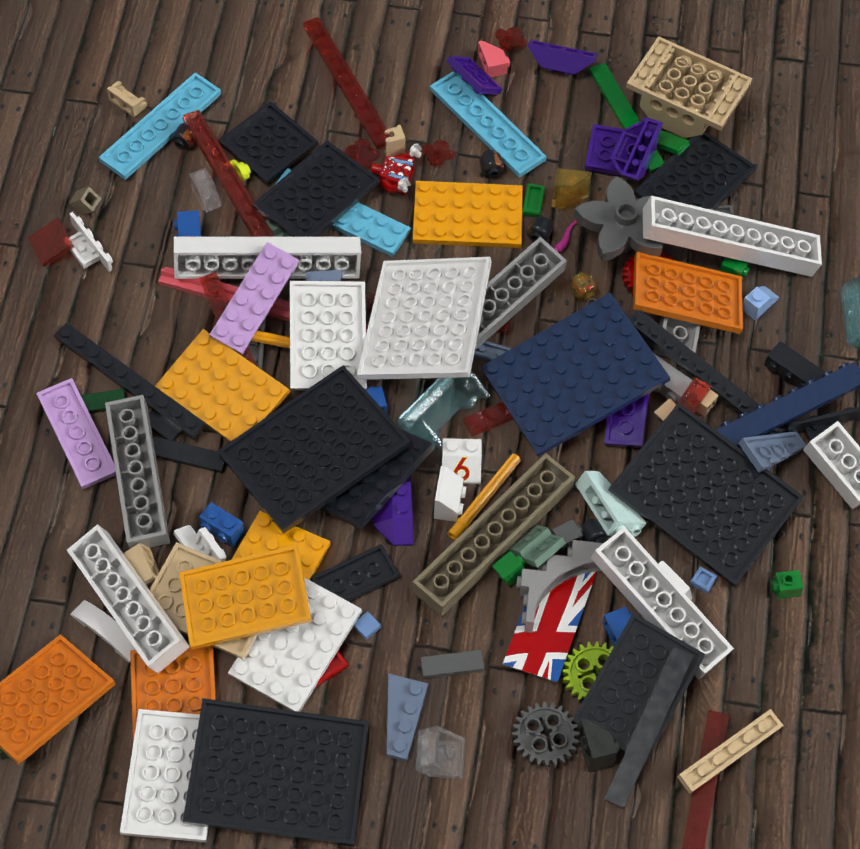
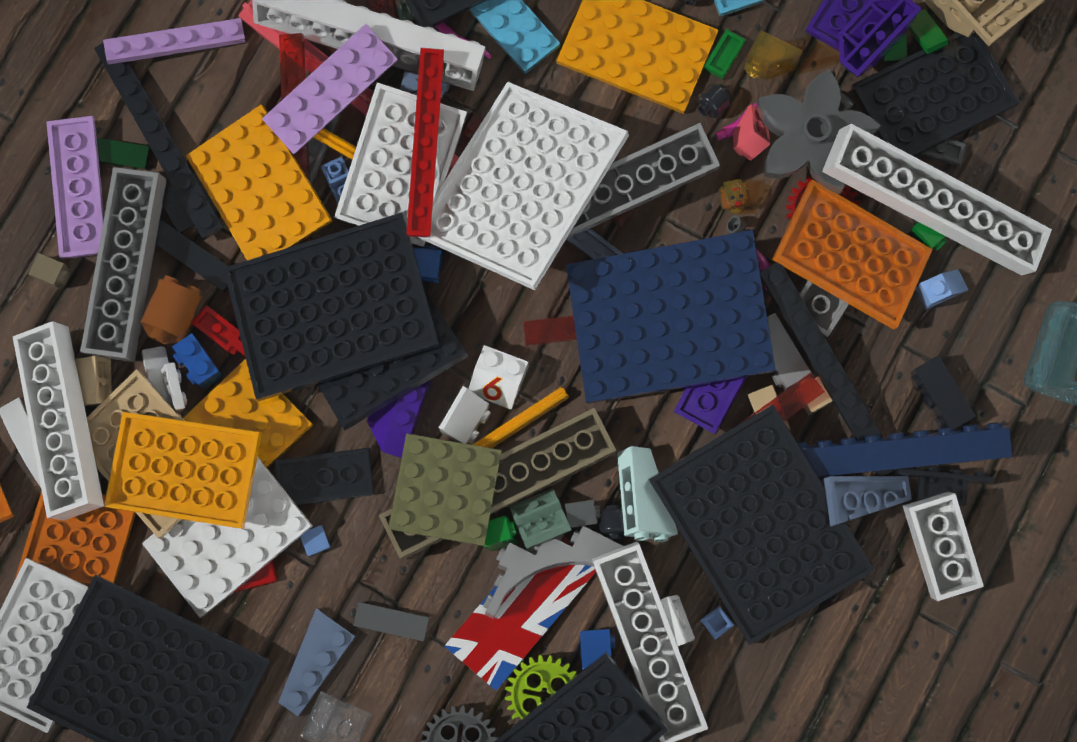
camera: 25 degrees right, 20 degrees up
(77, 499) = (49, 271): none -> dark tan brick
(115, 310) = (174, 41): none -> lavender plate
(187, 491) = (170, 311): none -> dark orange cylinder
(232, 499) = (219, 330): none -> red hinge
(279, 366) = (336, 175): none -> medium blue slope
(343, 309) = (425, 142): none -> red plate
(440, 404) = (489, 300): clear light blue windscreen -> none
(457, 545) = (445, 489): none -> olive plate
(577, 242) = (751, 134): none -> coral slope
(787, 584) = (809, 666): green brick -> none

